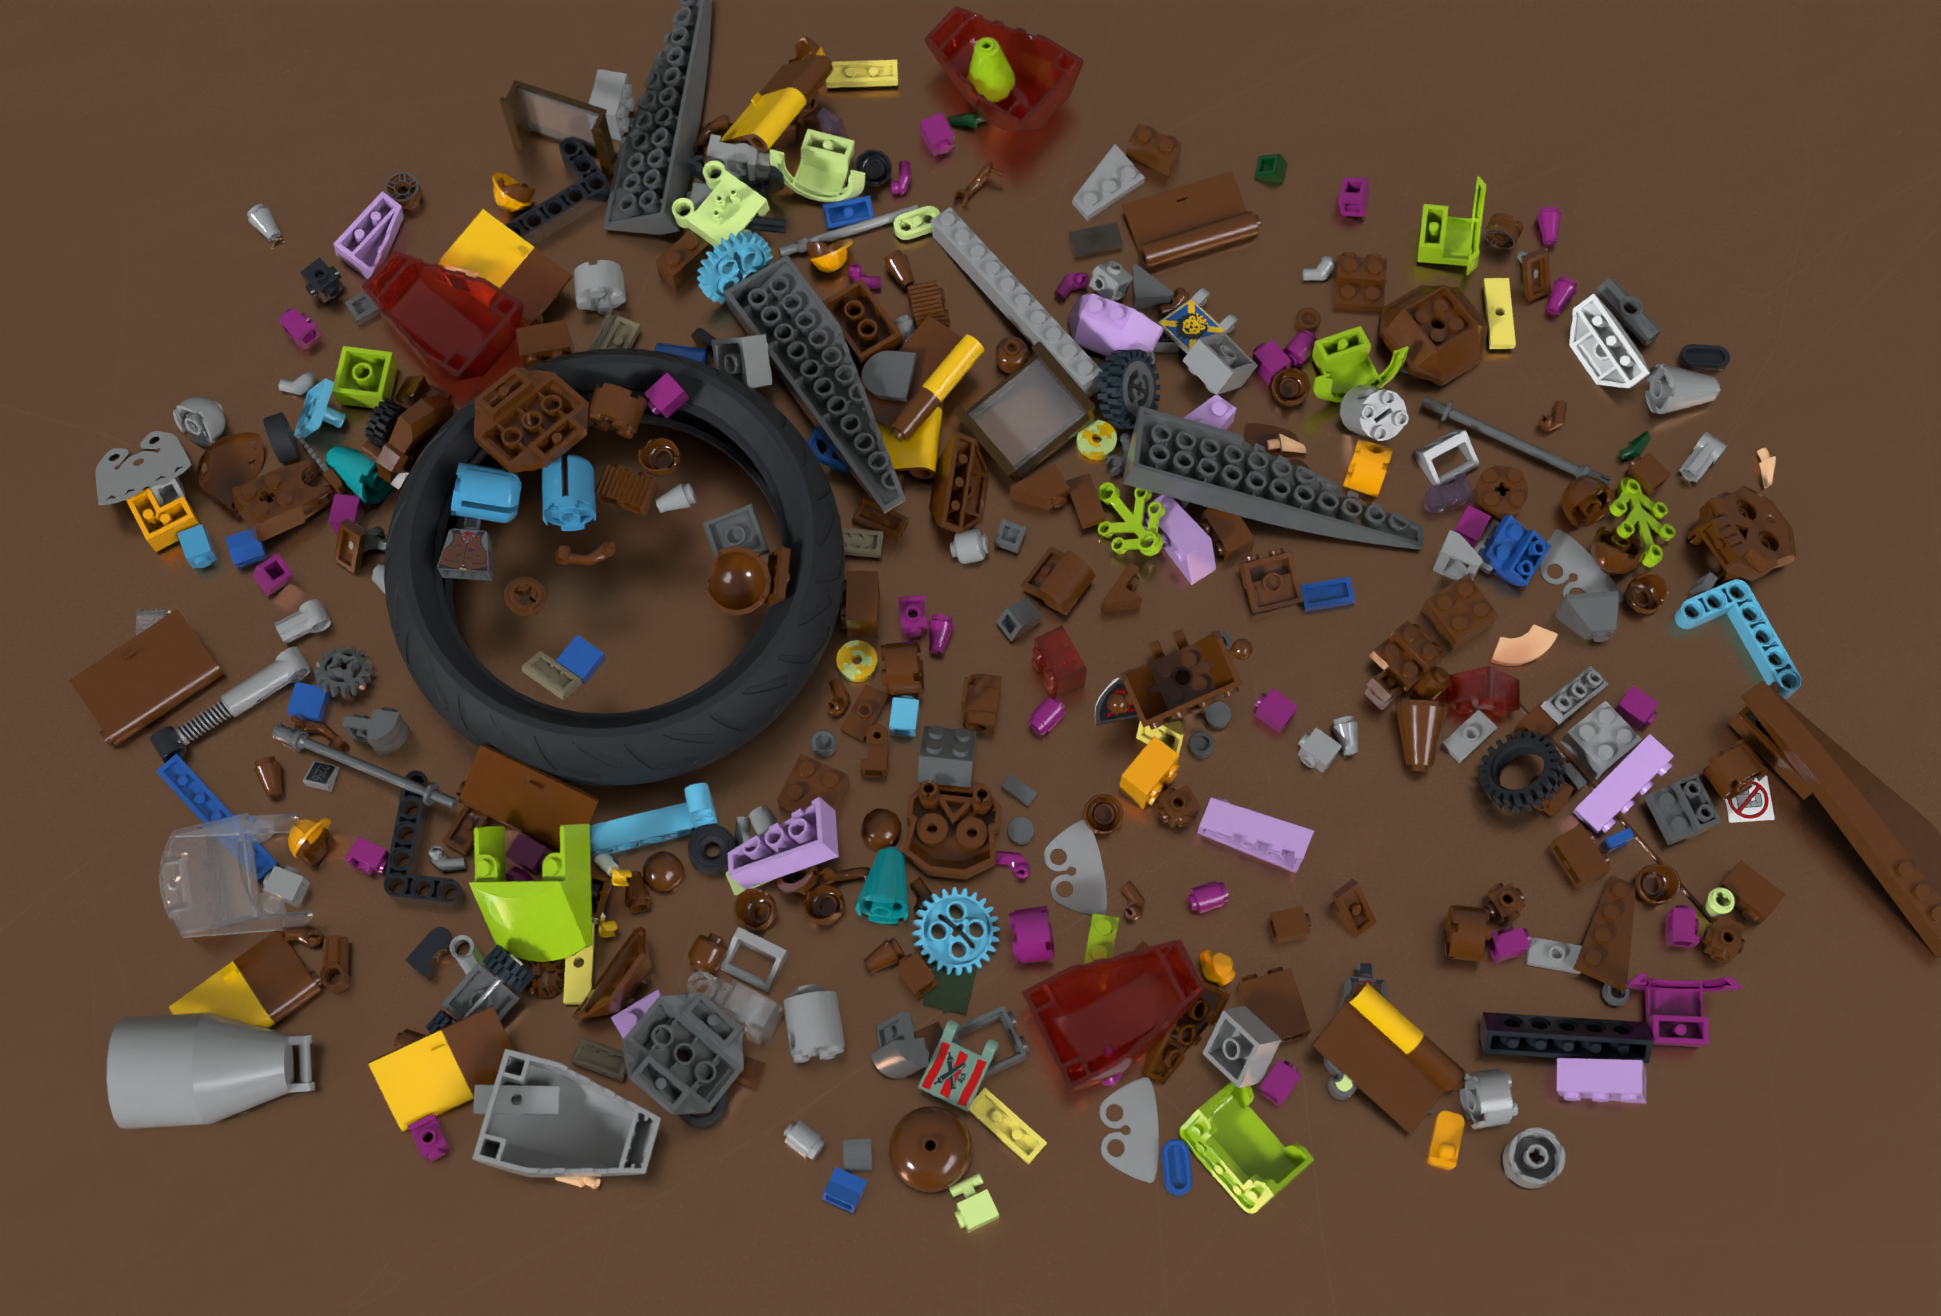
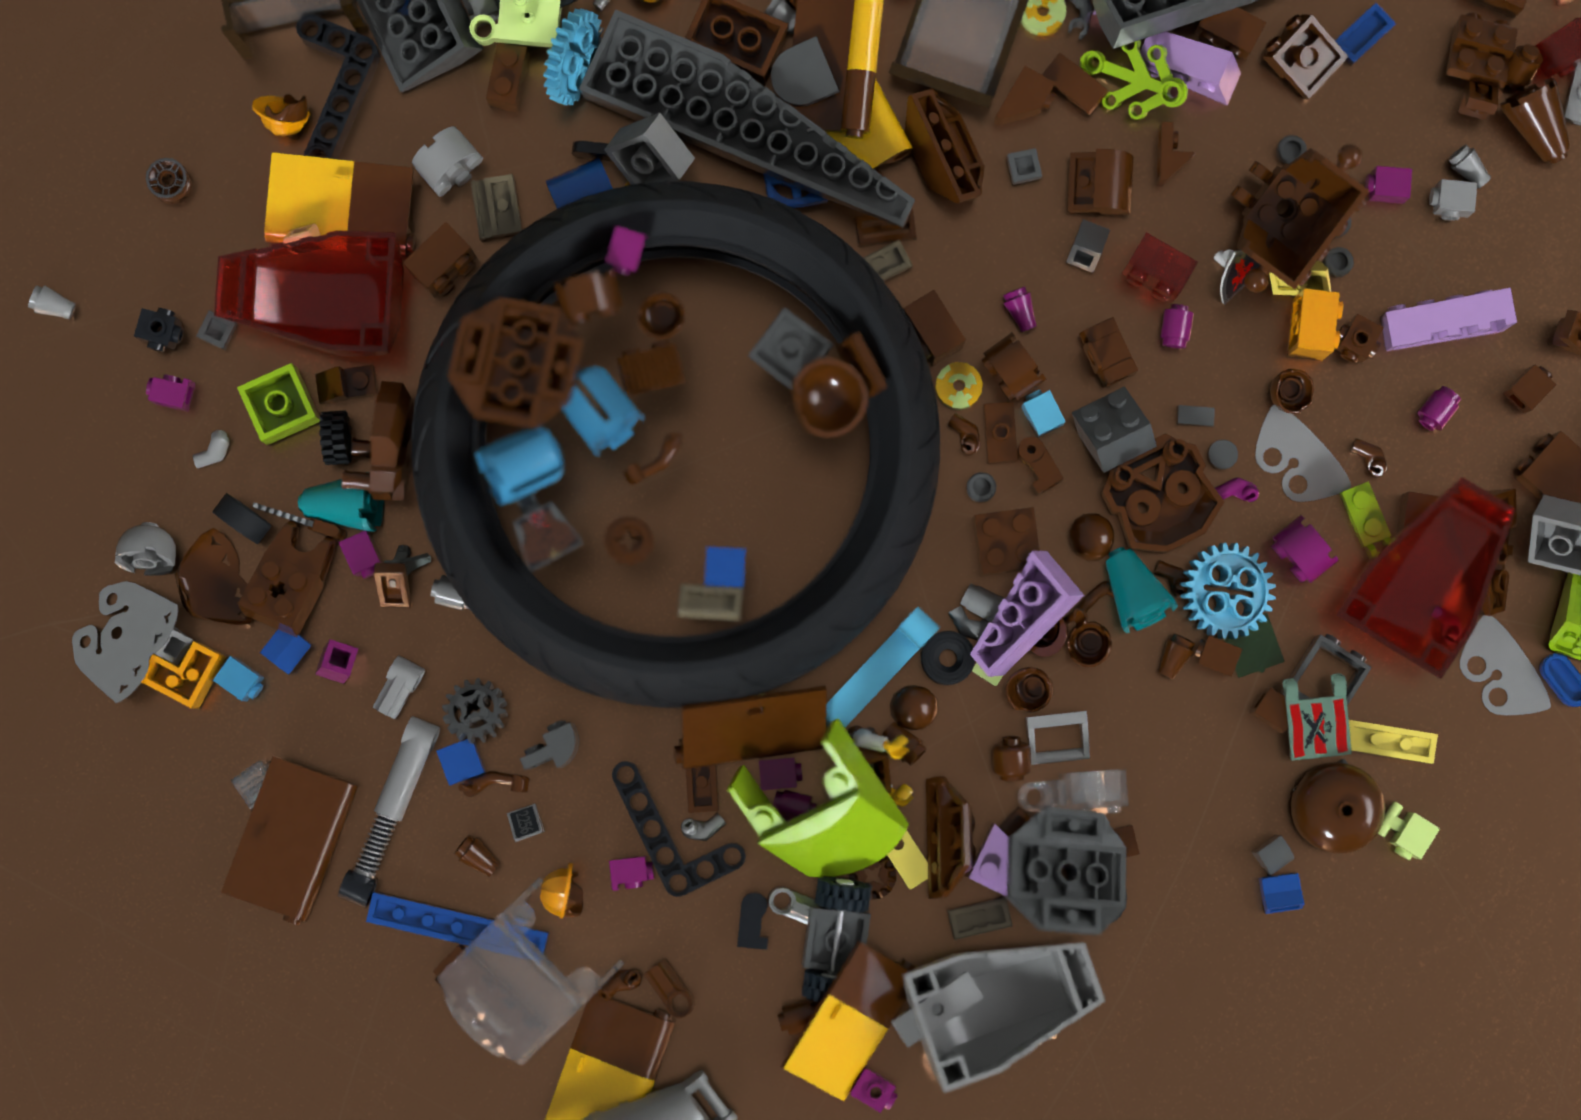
camera: 30 degrees left, 15 degrees up
(286, 884) = (570, 948): light grey brick -> none
(300, 740) = (481, 803): dark grey bar -> none
(316, 410) = (255, 468): medium azure tile -> none
(370, 235) = (174, 252): lavender wedge -> none
(677, 498) = (706, 346): light grey cone -> none
(804, 1139) = (1215, 872): light grey brick -> none
(813, 1023) = (1157, 762): light grey cylinder -> none
(898, 1049) = (1251, 734): dark grey brick -> none
(909, 606) = (972, 305): magenta brick -> none
(970, 546) = (994, 202): light grey head -> none
(1217, 967) = (1490, 471): light orange rock -> none

